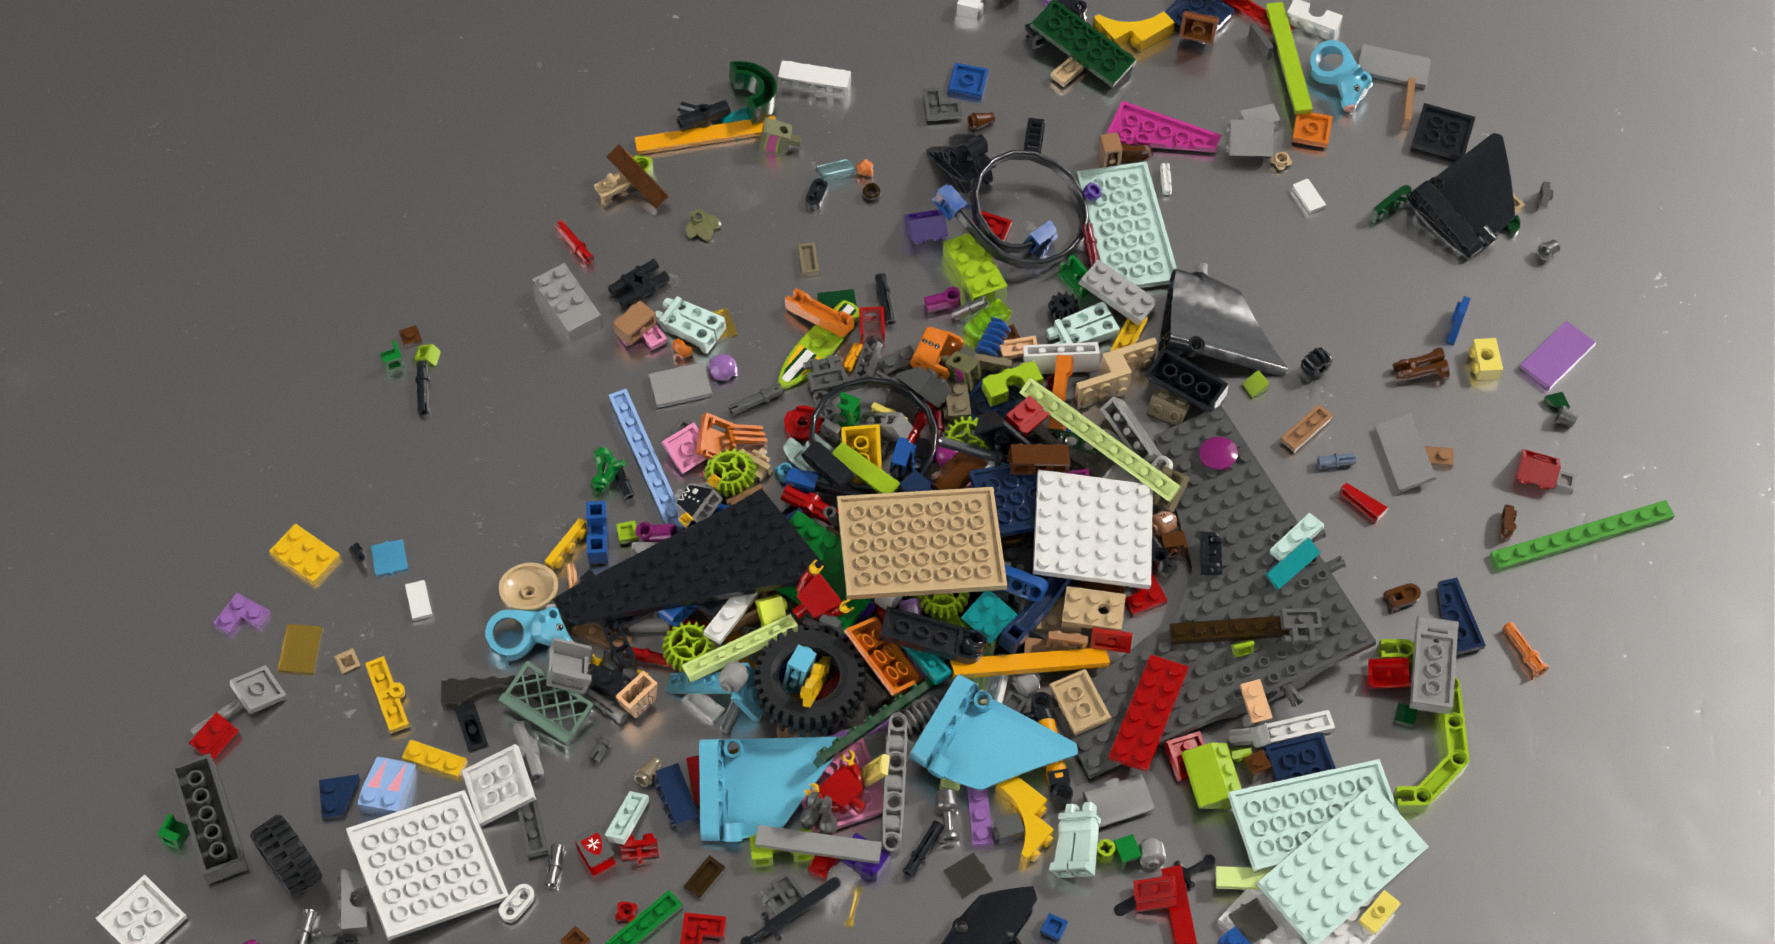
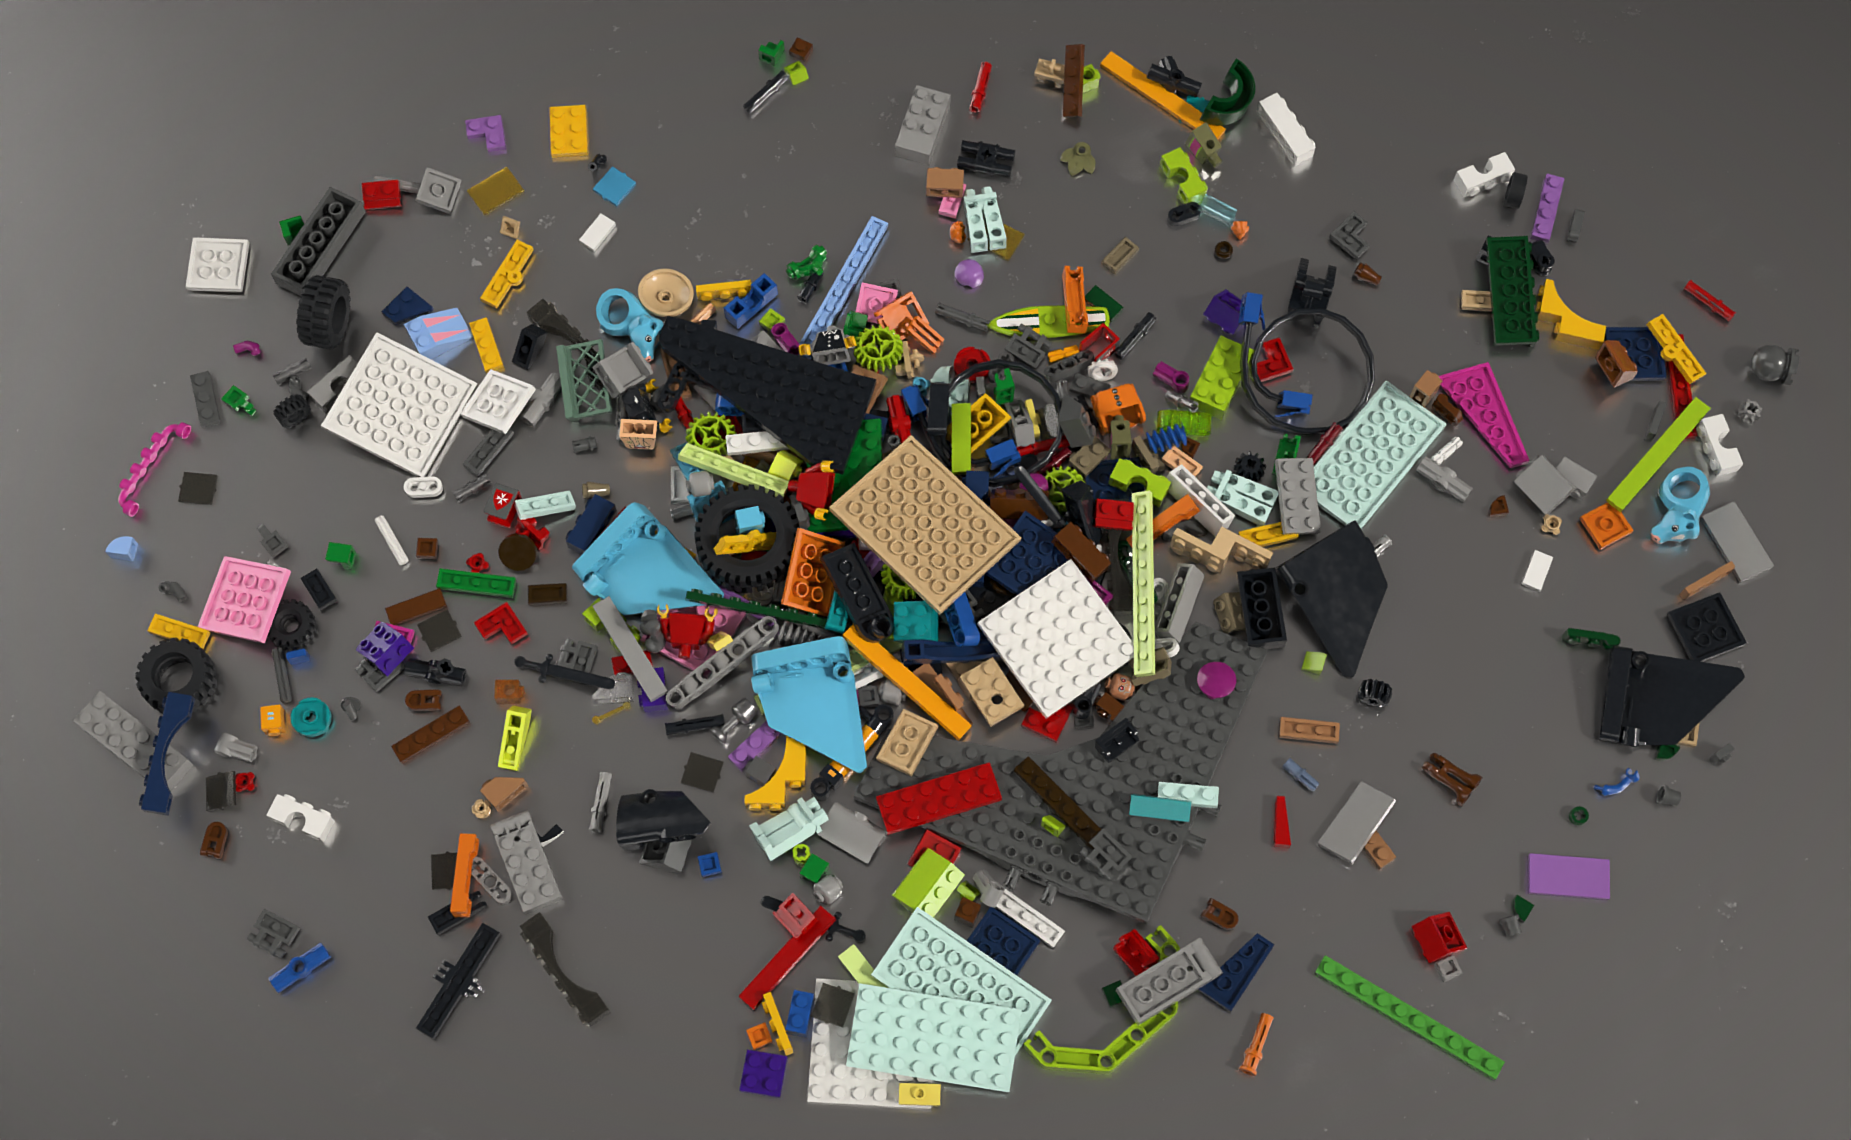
camera: 50 degrees right, 10 degrees up
(649, 869) = (517, 552): none -> dark brown tile
(680, 385) = (927, 256): light grey tile -> none
(689, 474) = (855, 323): none -> green panel
(774, 165) = (1178, 164): none -> lime arch
(894, 339) = (1096, 373): none -> white gear
(968, 81) = (1397, 237): blue tile -> none
(1036, 126) = (1399, 317): black slope -> none
(1092, 191) = (1374, 406): dark purple tile -> none
(1111, 640) = (977, 724): red plate -> none
(1187, 196) = (1444, 479): none -> light grey piece
(1238, 181) = (1499, 507): none -> reddish brown tile
(1256, 701) = (1014, 869): light nougat plate -> none
(1458, 317) = (1526, 772): blue wing -> none
(1486, 349) = (1499, 830): light yellow brick -> none
(1507, 525) = (1358, 952): reddish brown plate -> none
(1515, 318) = (1572, 817): none -> dark green bush
(1516, 271) = (1614, 789): none -> blue piece

